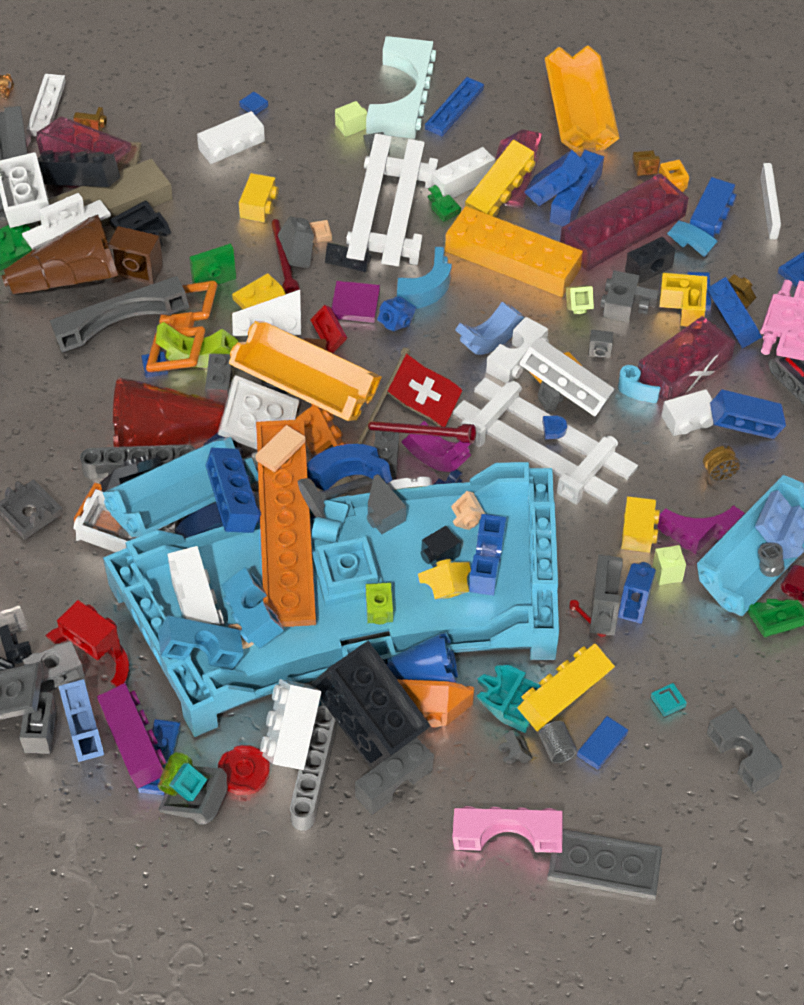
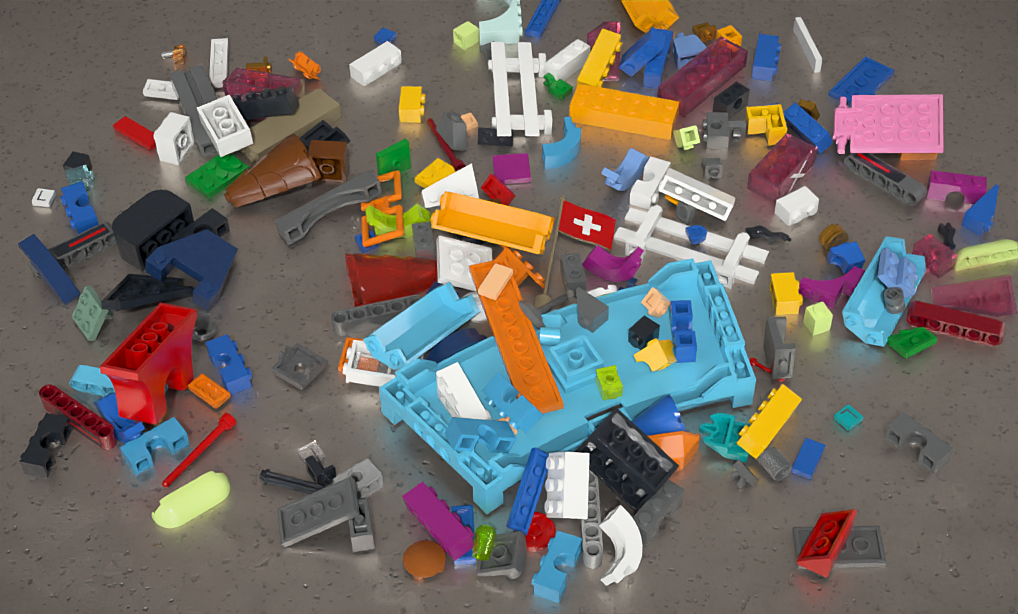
camera: 10 degrees left, 5 degrees down
(61, 217) = (261, 142): white bracket -> none
(81, 720) = (395, 522): medium blue arch -> none
(93, 635) = (386, 447): red piece -> none
(103, 779) = (424, 559): none -> dark orange dish
(131, 469) = (375, 322): black plate -> none
(147, 127) = (300, 63): none -> orange hinge
(188, 782) = (497, 545): teal plate -> none
(232, 490) = (465, 320): blue brick -> none
(244, 722) = (528, 492): none -> blue tile
(266, 801) = (549, 581): none -> dark azure arch
(345, 461) = (548, 283): blue arch -> none
(346, 809) = (627, 544): none -> white arch
(396, 313) = (548, 171): blue brick -> none
(464, 433) = (637, 245): dark red piece -> none
(476, 826) = (783, 528): bright pink arch -> none
(589, 855) = (827, 541): none -> red slope
(616, 180) = (686, 48): none -> medium blue torso
(630, 385) = (745, 195): medium azure panel -> none
(636, 438) = (762, 232): none -> black hair
(640, 581) = (802, 334): blue torso -> none
(694, 236) = (751, 78): dark azure slope -> none
(728, 491) = (846, 256): none -> blue brick
(747, 414) = (842, 198): blue brick -> none

